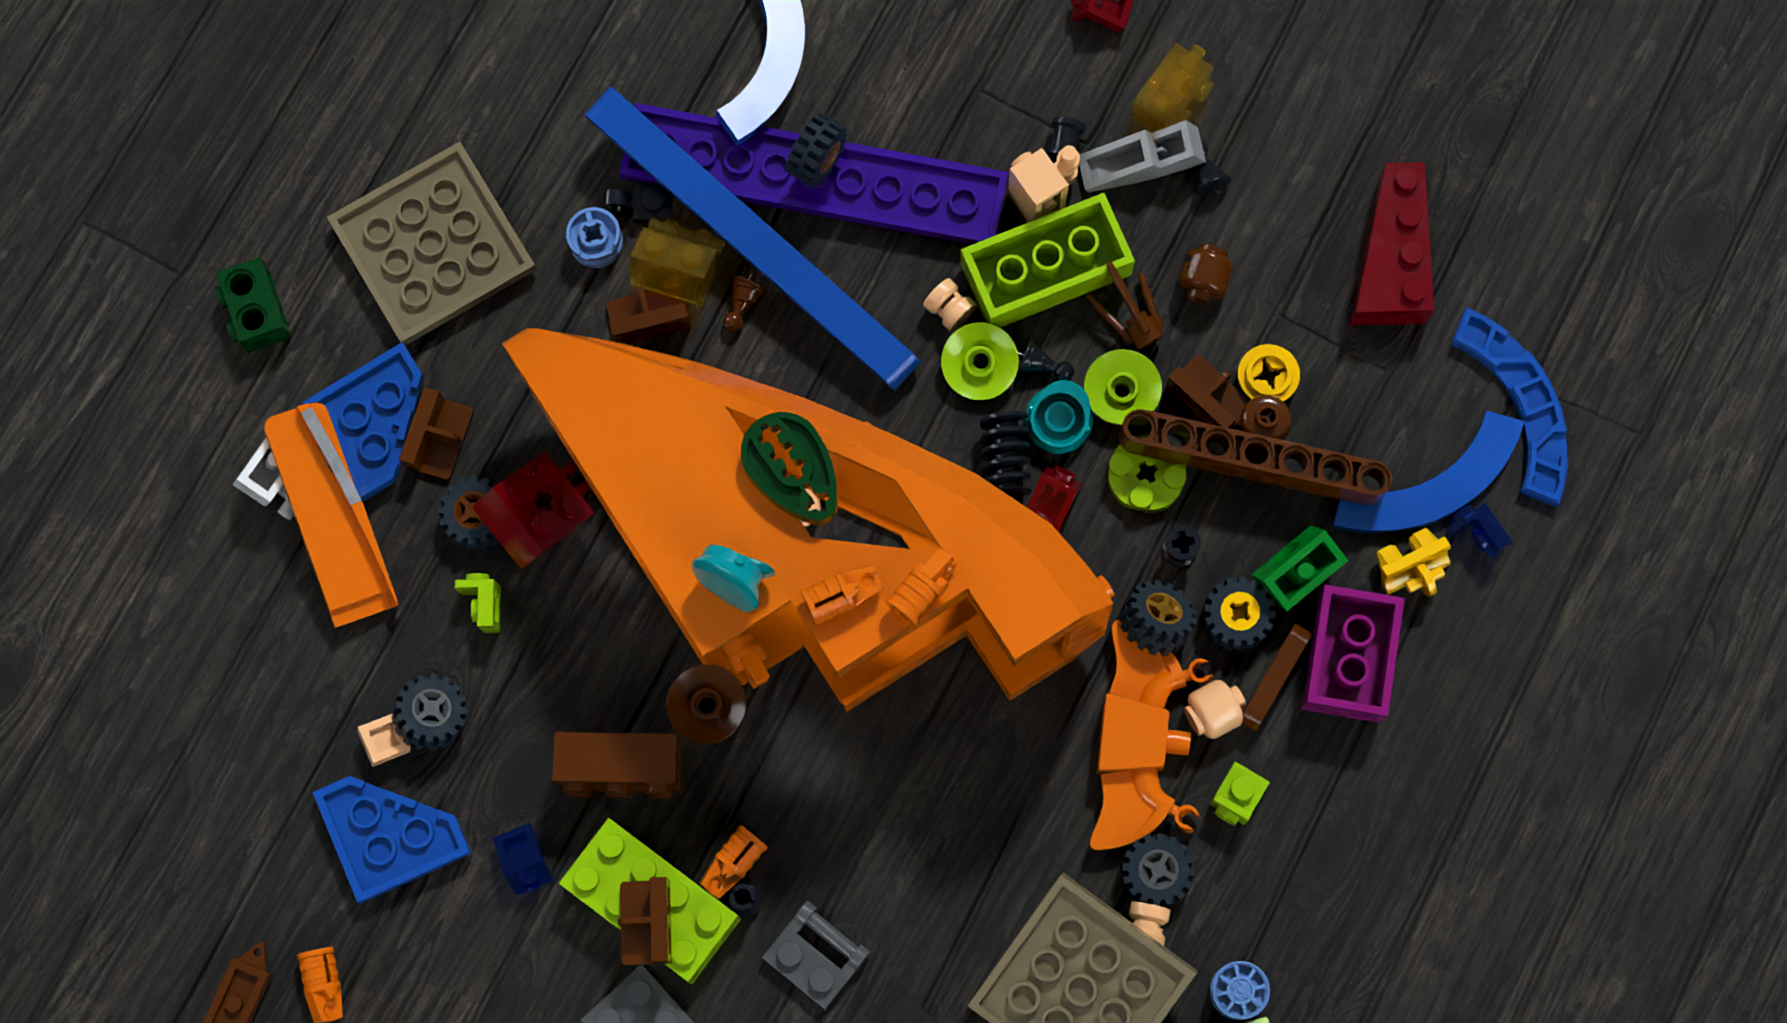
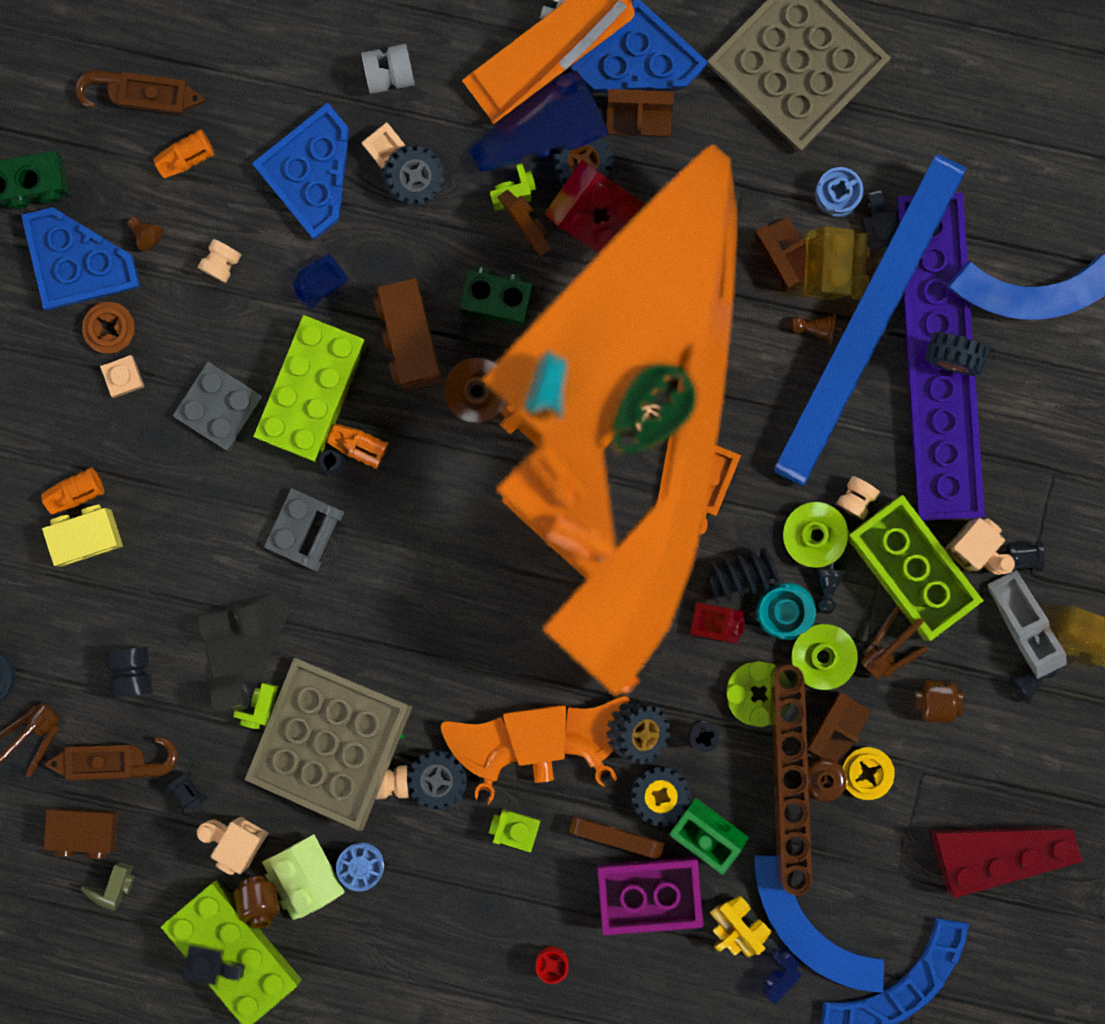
camera: 75 degrees right, 10 degrees up
(294, 710) = (387, 68): none -> light grey wheel
(412, 533) = (552, 118): none -> clear blue wedge
(463, 973) = (219, 261): none -> light nougat wheel
(532, 593) = (531, 230): none -> reddish brown plate
(613, 656) = (494, 306): none -> dark green brick
(646, 922) = (288, 391): reddish brown panel -> none
(1215, 709) = (577, 795): light nougat head -> none
(1414, 785) = (554, 969): none -> red wheel

